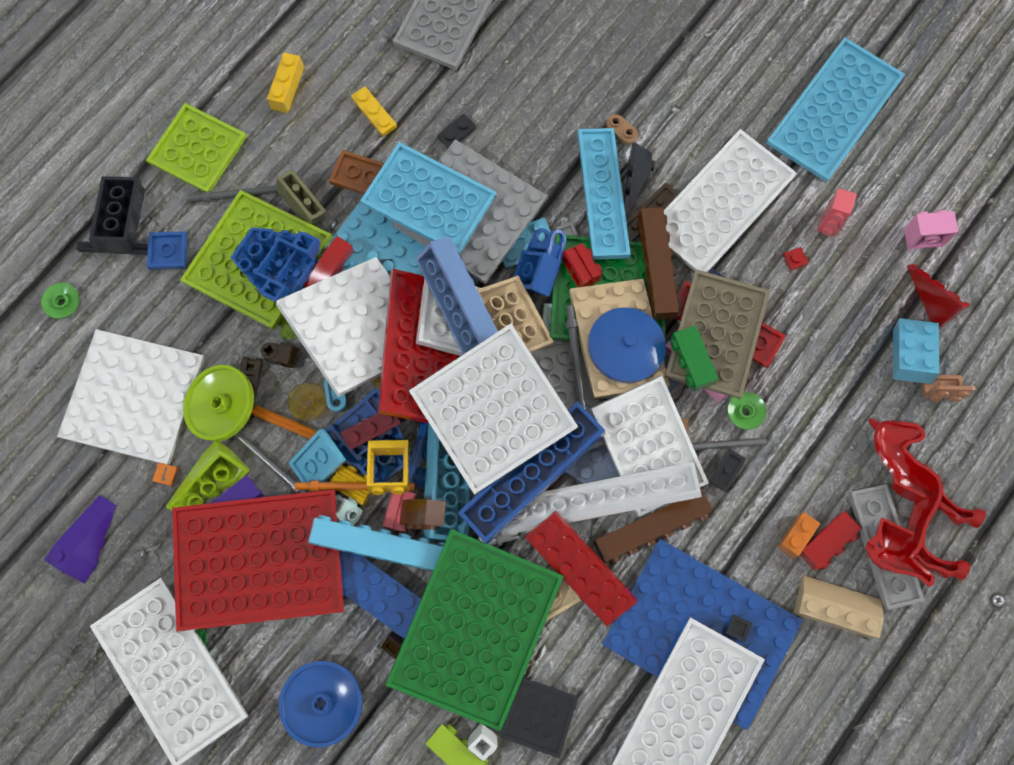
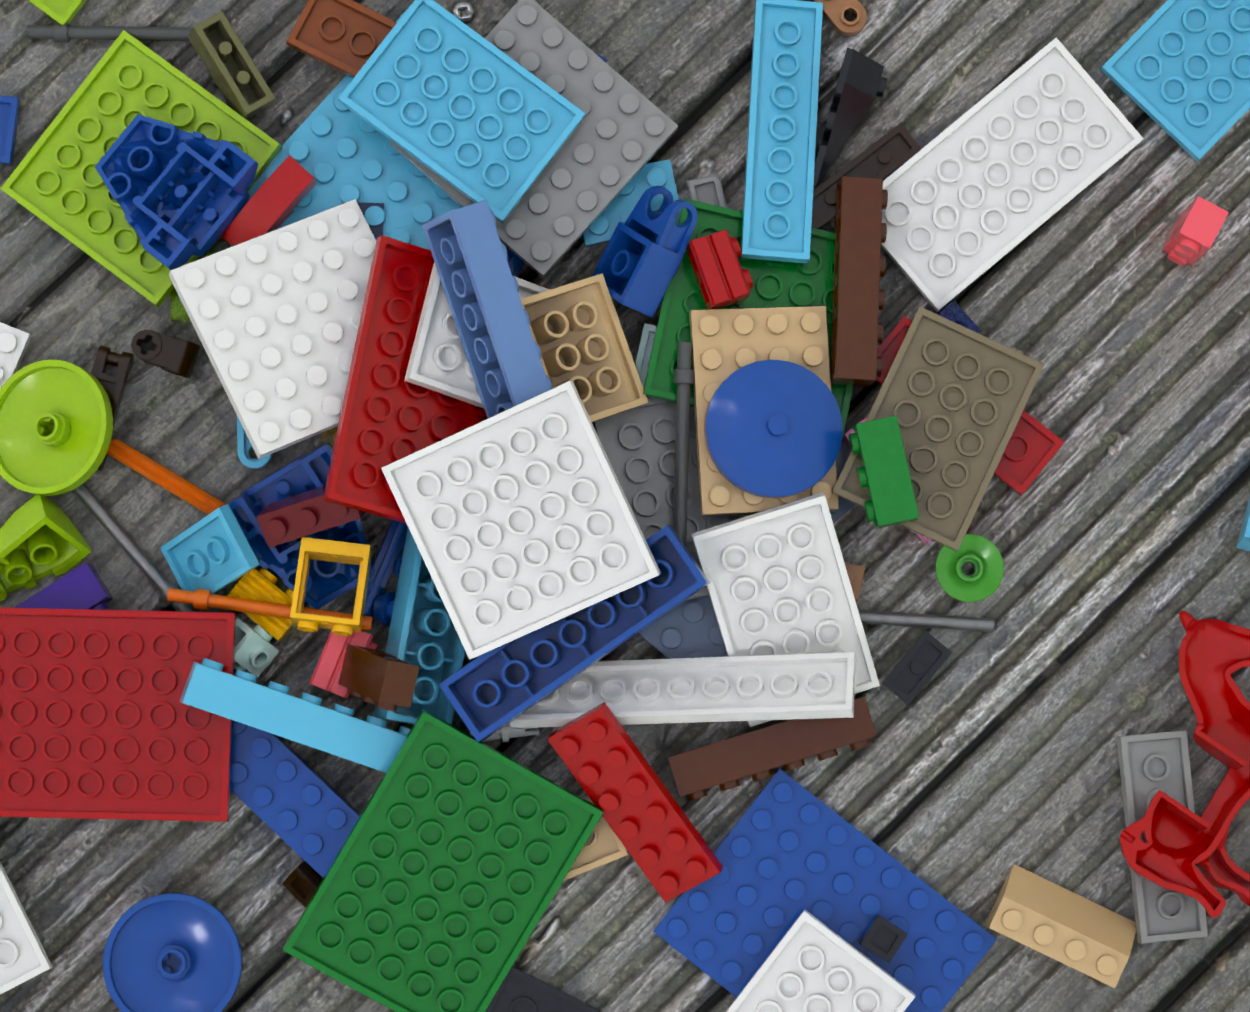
camera: 10 degrees right, 10 degrees up
(303, 393) = (190, 432): clear yellow dish -> none
(795, 259) = (1111, 300): red plate -> none
(798, 535) = (1016, 796): orange brick -> none
(830, 541) = (1069, 814): red brick -> none

